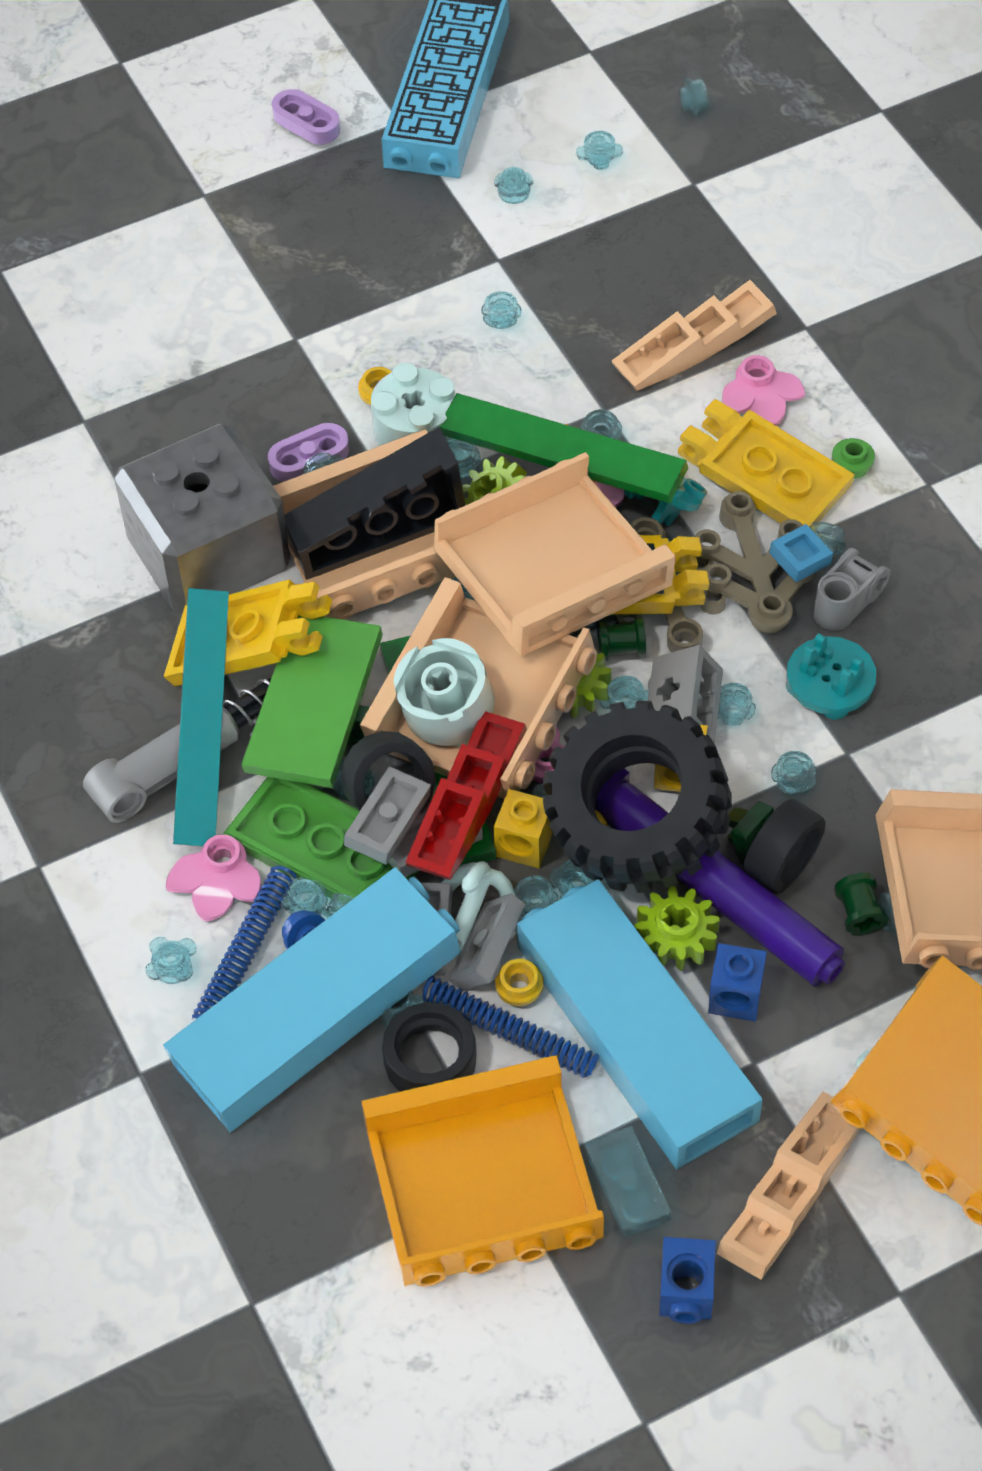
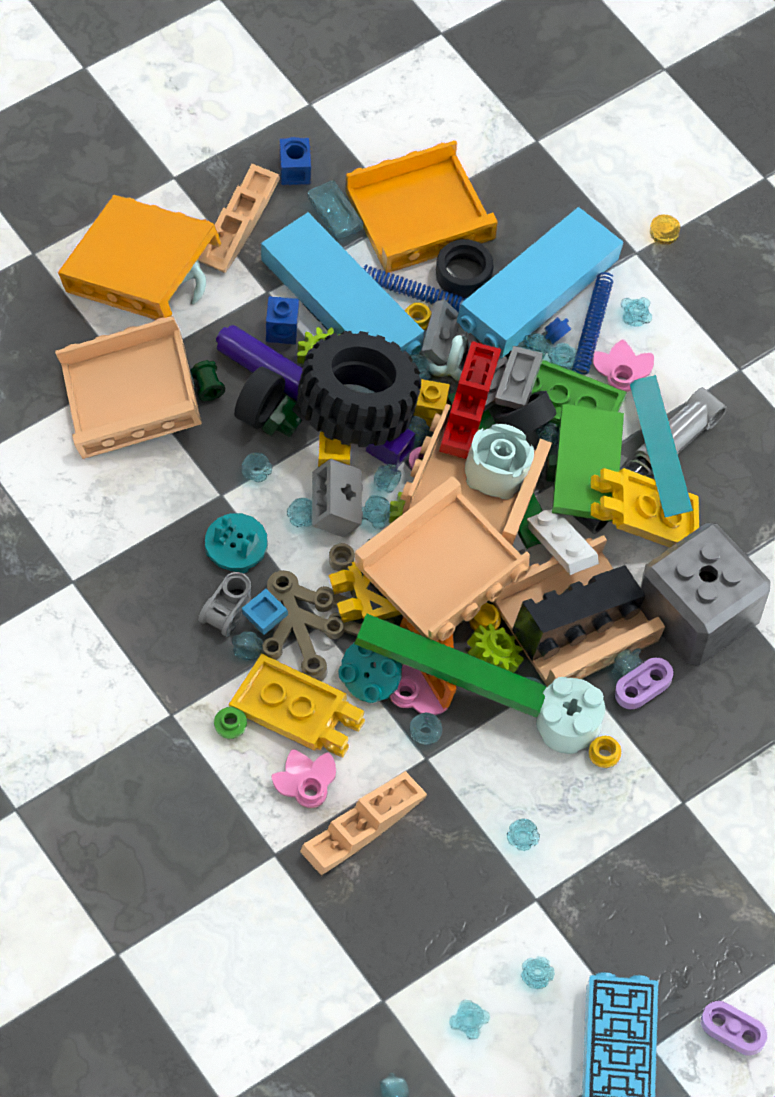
camera: 165 degrees right, 5 degrees up
(81, 1103) = (664, 229): none -> clear yellow tile
(376, 585) = (563, 541): none -> white plate

